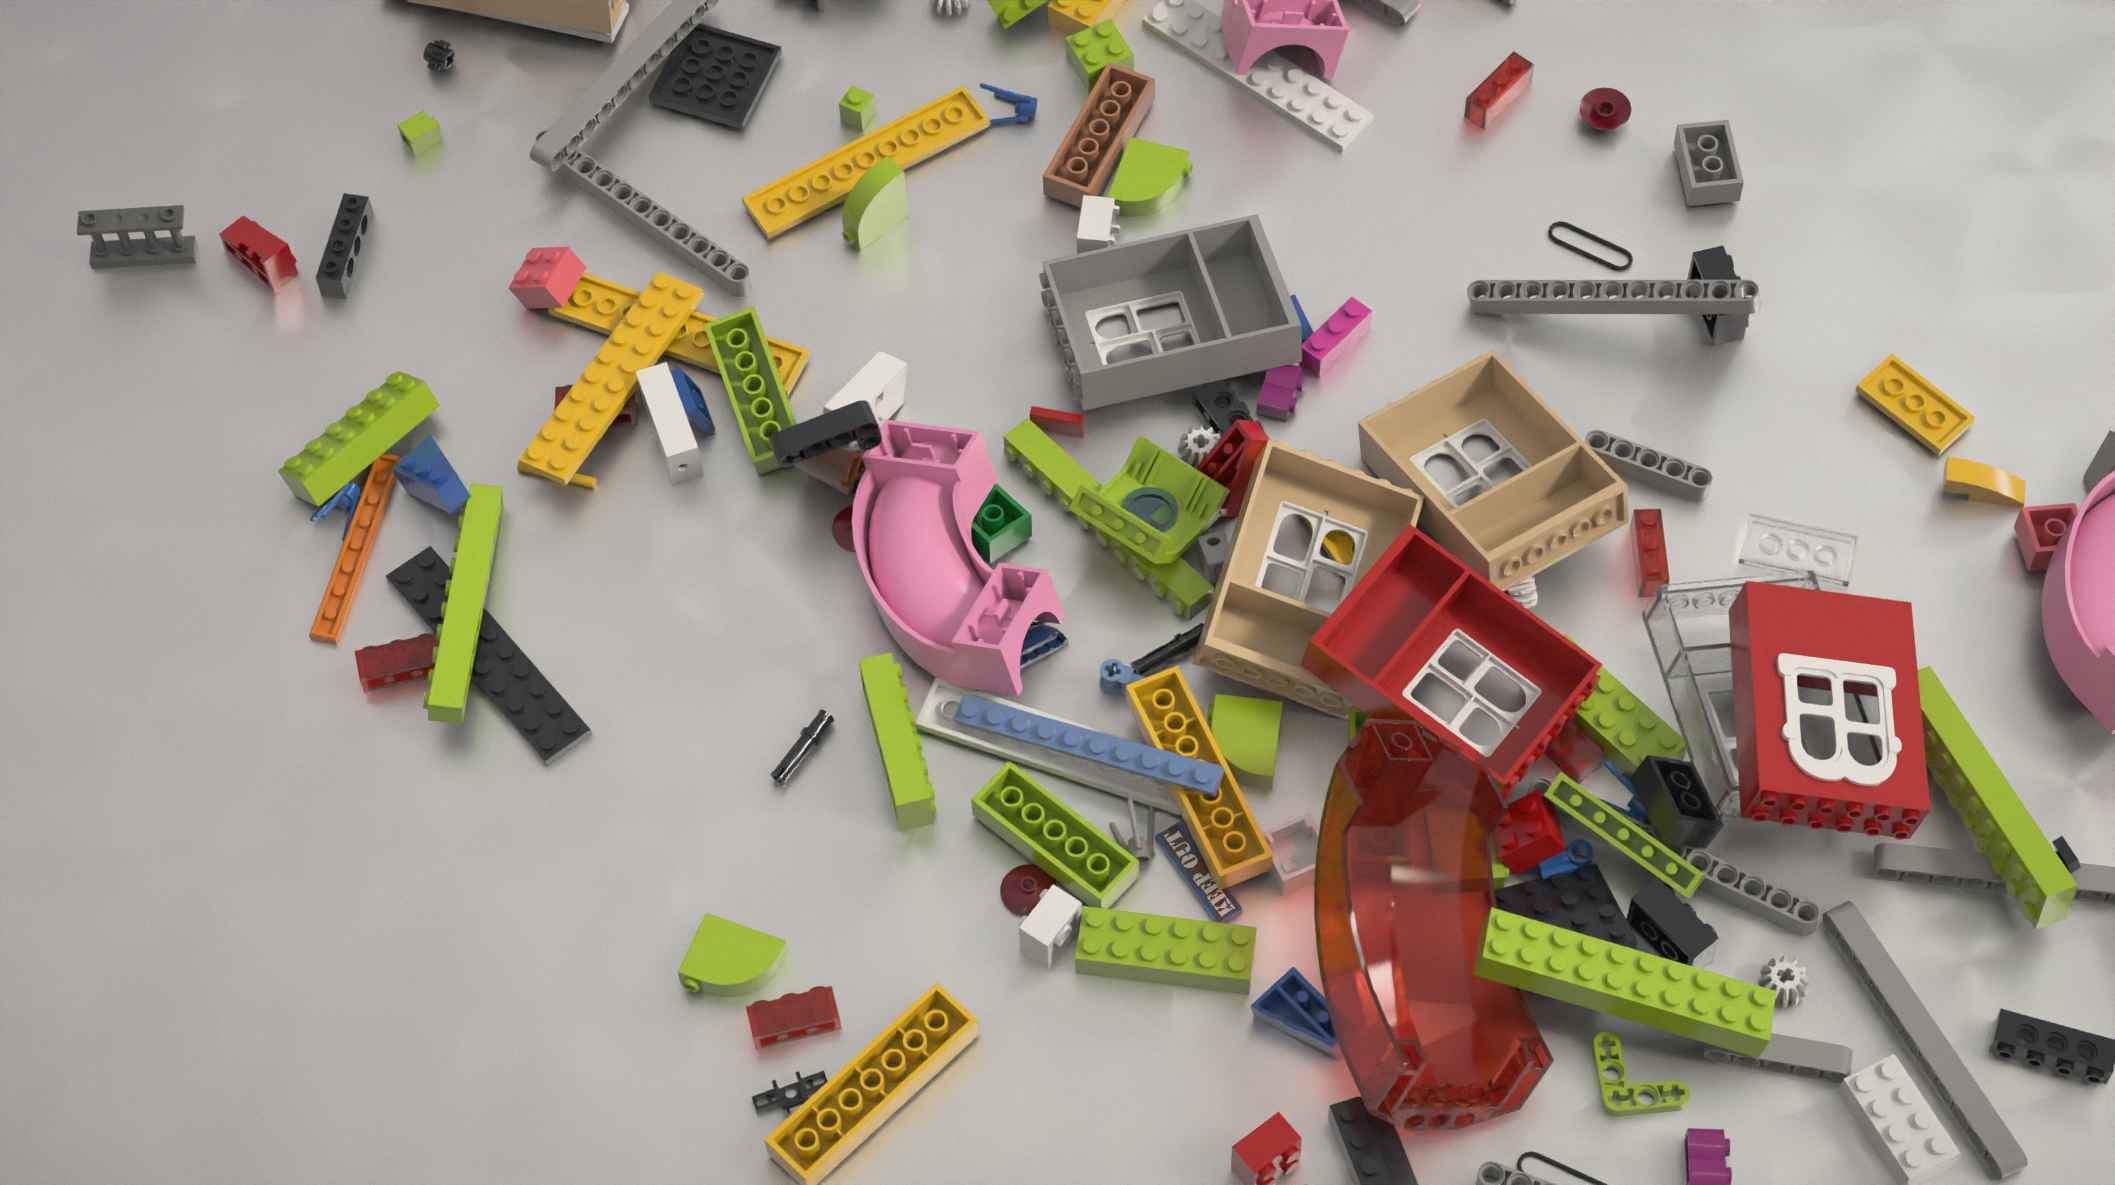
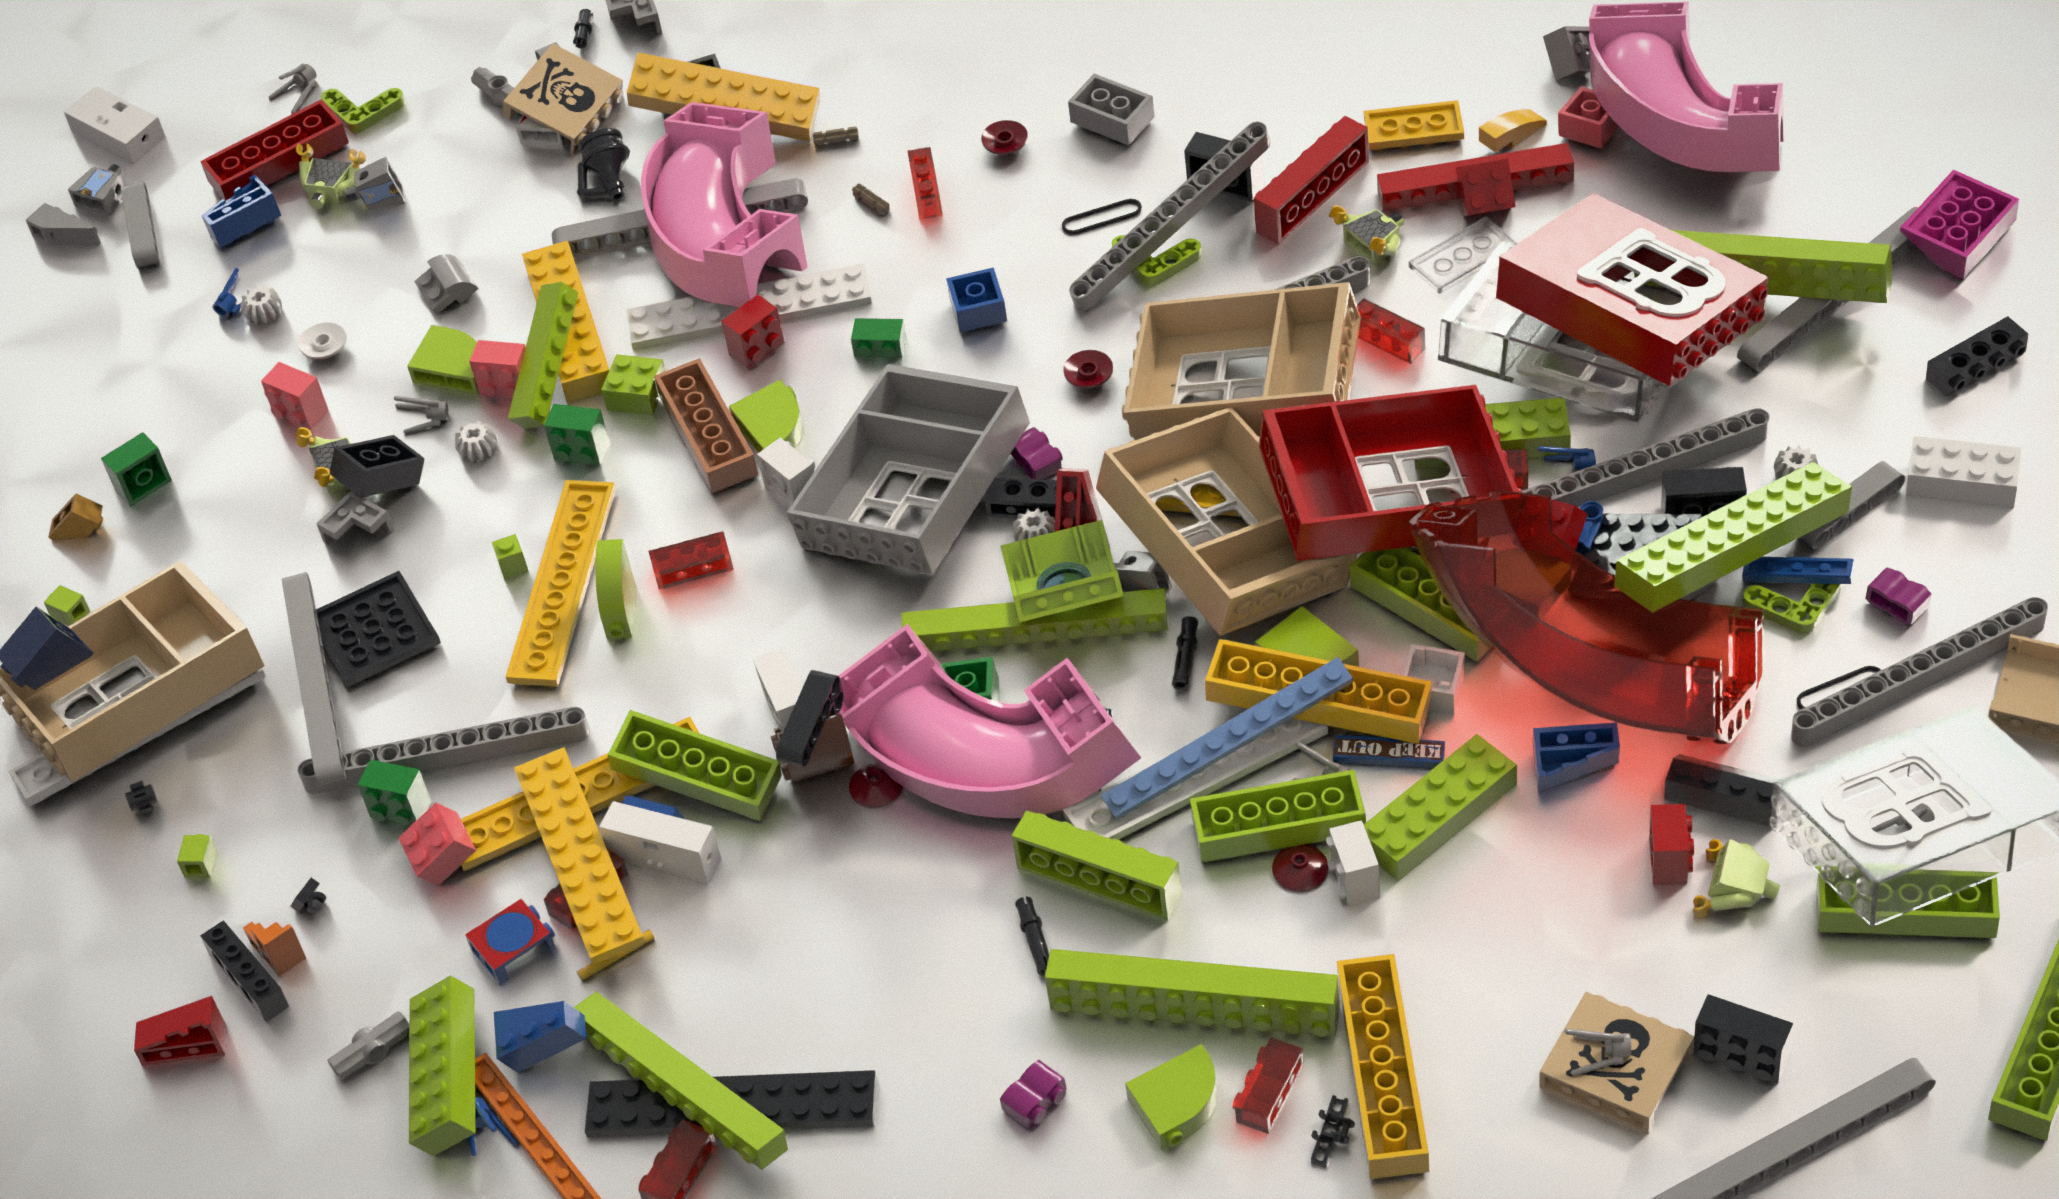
camera: 45 degrees left, 10 degrees down
(137, 252) = (81, 1122): dark grey fence -> none
(345, 378) = (369, 1045): none -> light grey piece
(381, 246) = (276, 945): none -> orange panel
(441, 230) = (306, 896): none -> black tile
(509, 392) = (508, 937): none -> panel
(568, 212) = (394, 792): none -> green brick
(653, 855) = (1033, 1094): none -> magenta brick
(827, 898) = (1193, 992): none -> lime brick
(961, 232) = (691, 560): none -> clear red brick
(1008, 56) = (577, 434): none -> green brick
(1025, 105) = (624, 455): blue plant -> none
(1058, 421) = (922, 598): red tile -> none
(1121, 677) = (1183, 694): medium blue connector -> none
(1221, 93) = (753, 331): none -> red brick
(1302, 185) = (878, 337): none -> green brick
(1336, 337) = (1024, 376): dark pink brick -> none
(1402, 224) = (976, 299): none -> blue brick
(1407, 352) = (1088, 369): none -> dark red dish
(1450, 65) = (871, 199): none -> dark tan axle
(1567, 321) = (1156, 270): none -> lime beam
(1625, 835) = (1609, 469): lime brick -> none
(1666, 1065) = (1799, 570): none -> blue tile
(1676, 802) = (1610, 427): black brick -> none
(1751, 460) = (1371, 233): none -> torso
(1766, 372) = (1311, 179): none -> red brick
(1880, 512) = (1485, 187): none -> red brick
(1896, 496) = (1440, 181): none -> red brick
(1925, 1041) = (1909, 419): light grey beam -> none

